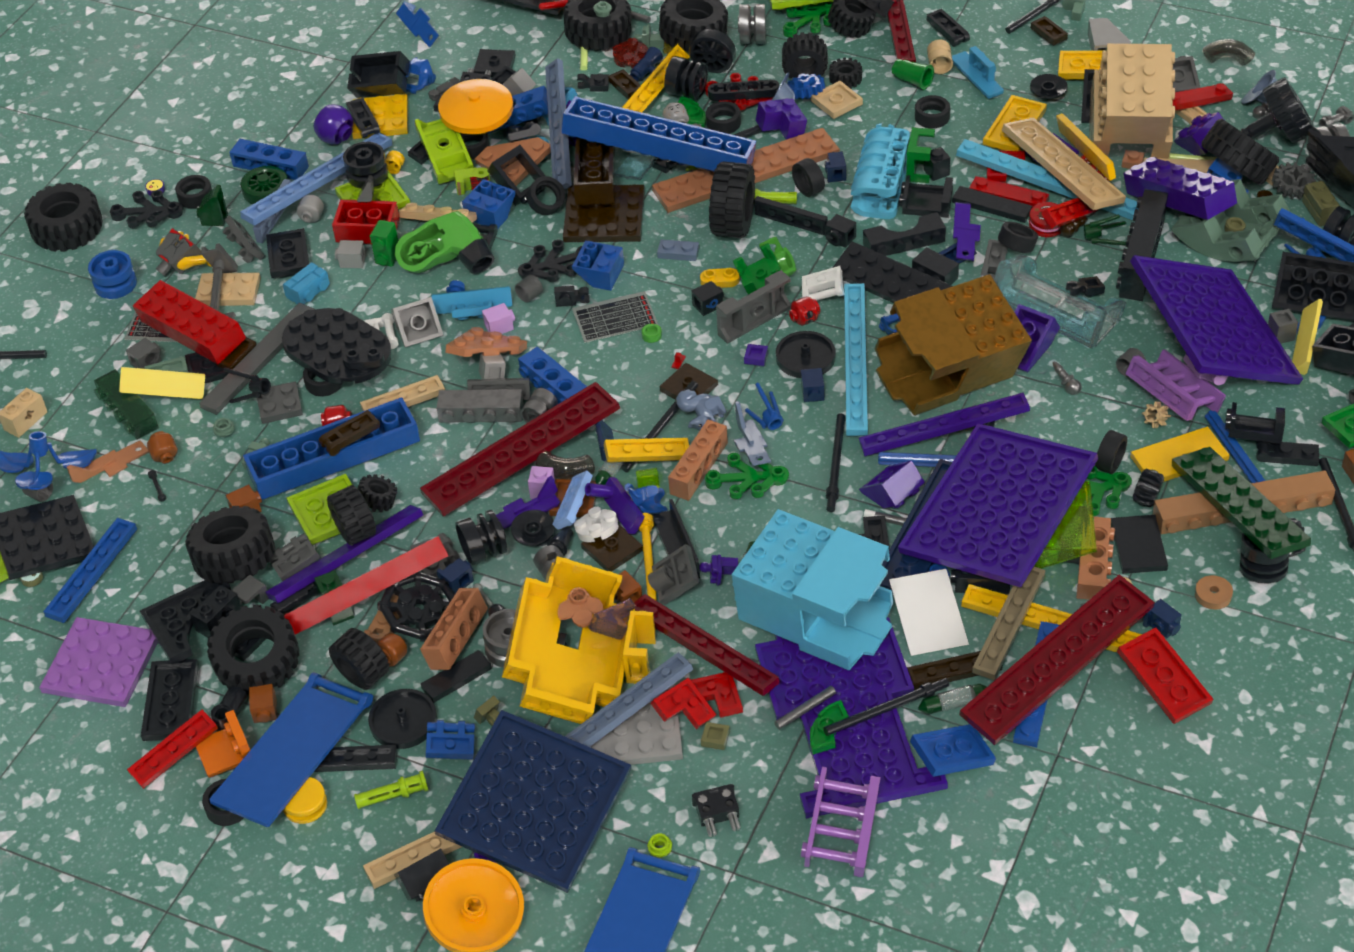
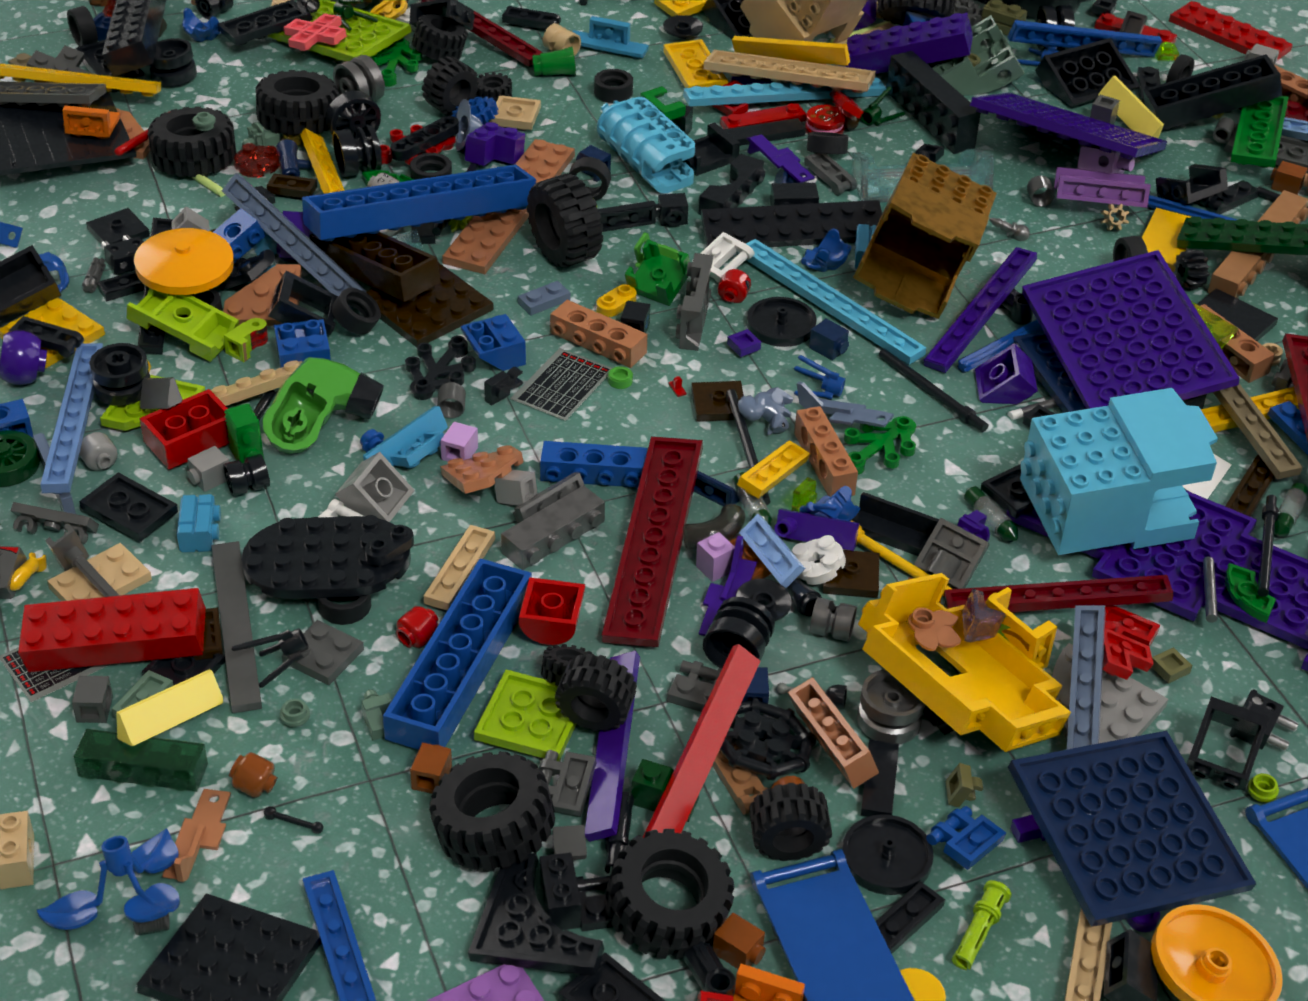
camera: 50 degrees left, 5 degrees down
(349, 432) = (480, 619): dark brown plate -> none
(362, 269) = (244, 475): none -> black wheel
(405, 452) = (551, 610): none -> red brick
(538, 403) = (617, 493): flat silver wheel -> none
(655, 786) = (1237, 718): none -> black window
(672, 294) = (598, 333): none -> nougat brick

